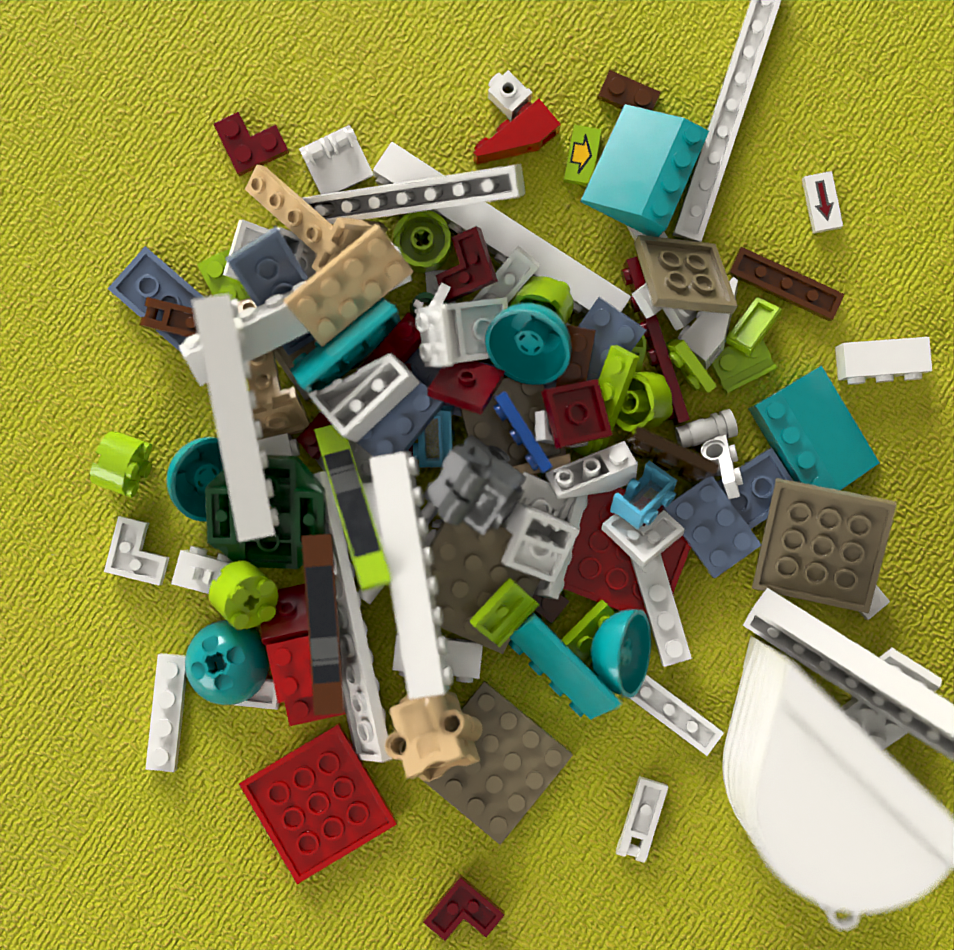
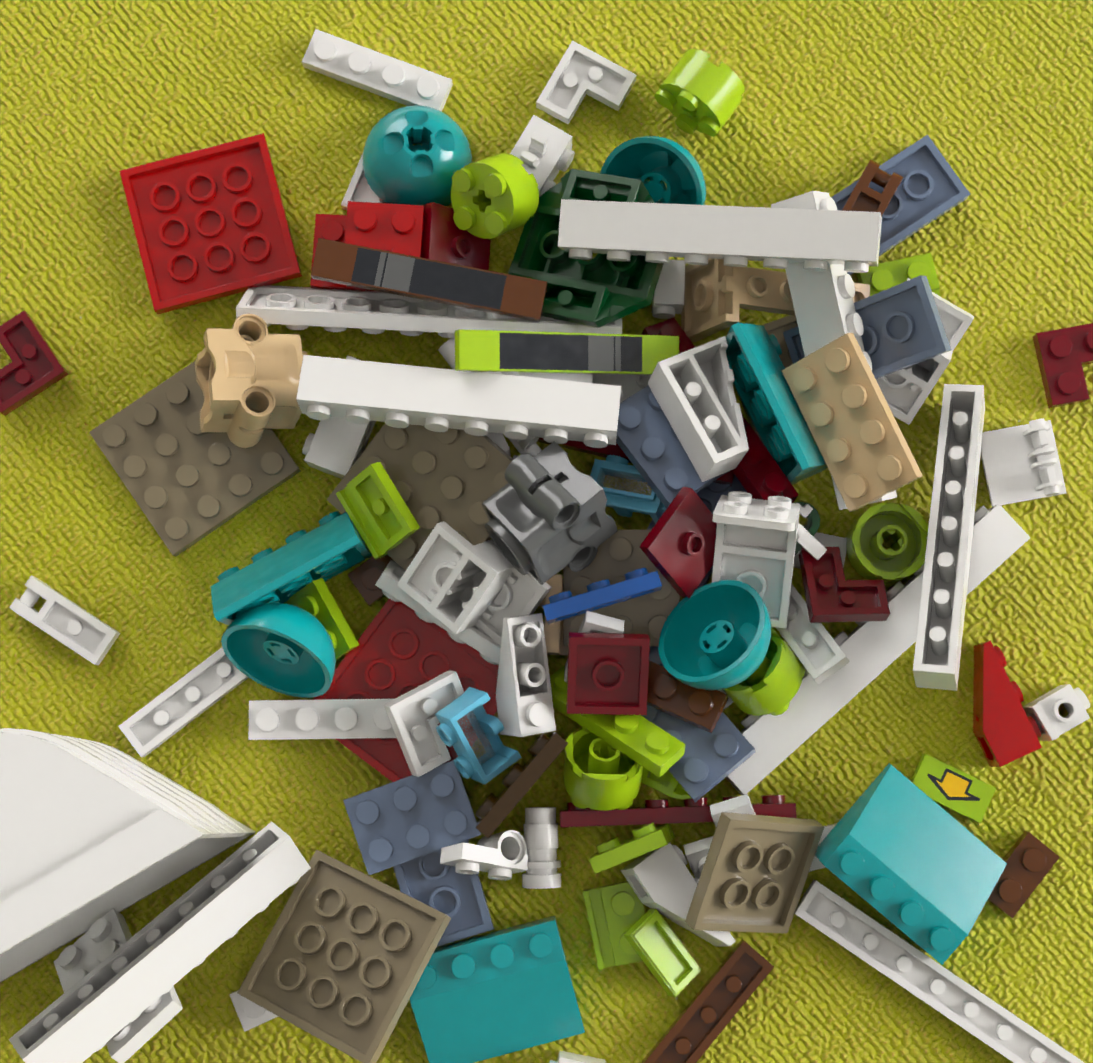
camera: 105 degrees right, 5 degrees down
(303, 220) = (949, 394): tan bracket -> none

